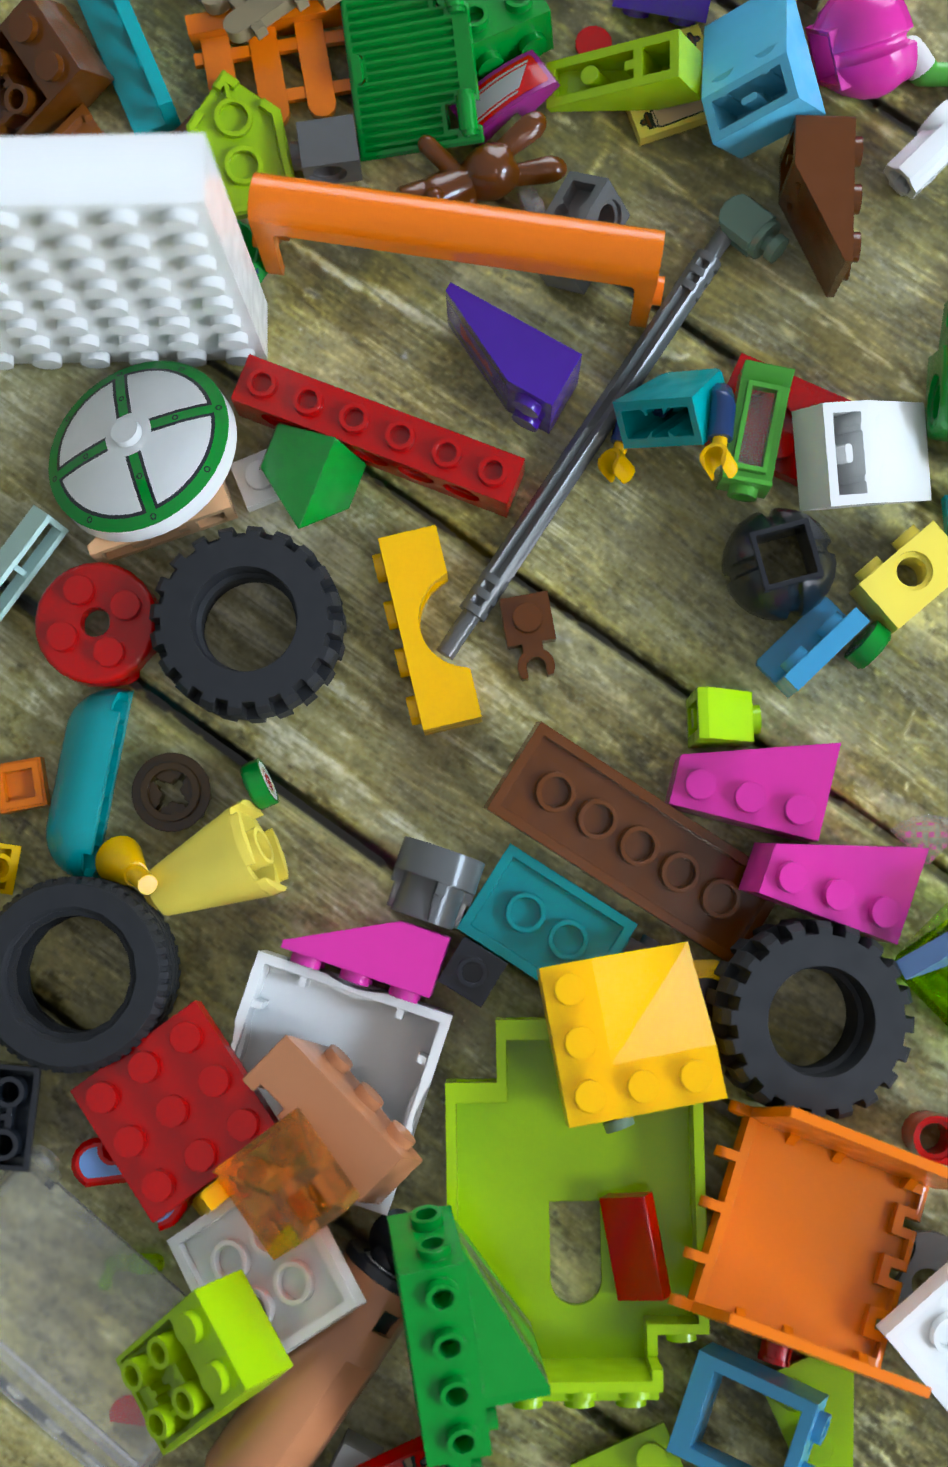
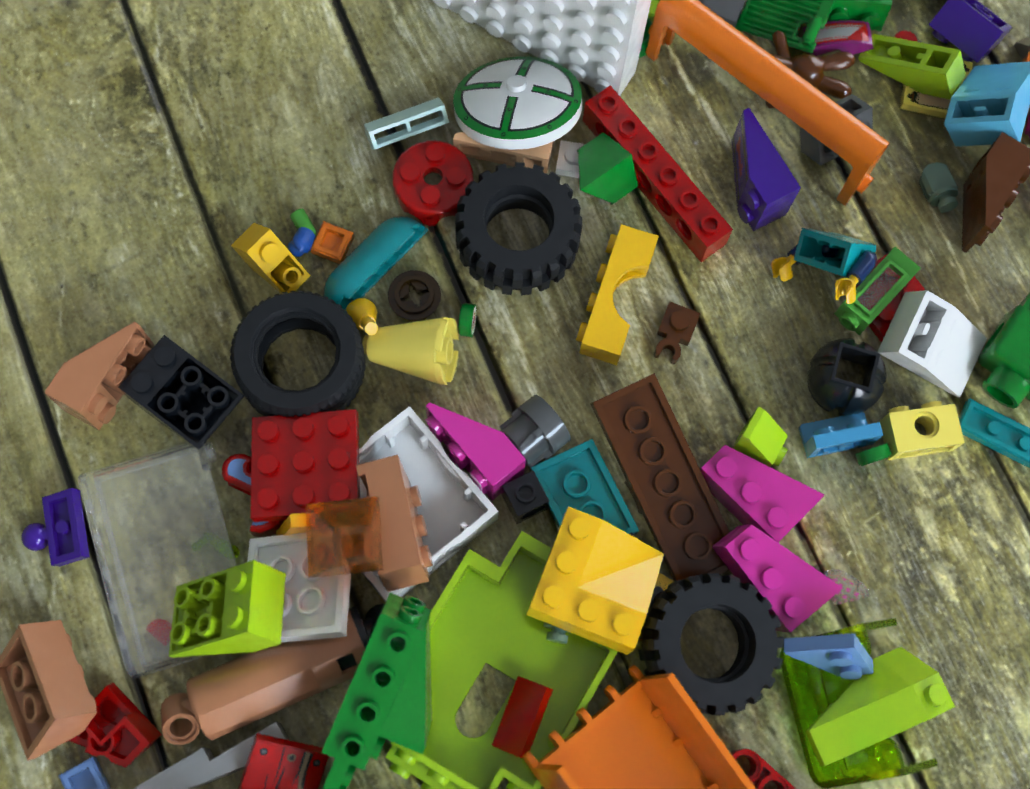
camera: 20 degrees right, 10 degrees down
(584, 443) = (769, 247): dark grey axle -> none

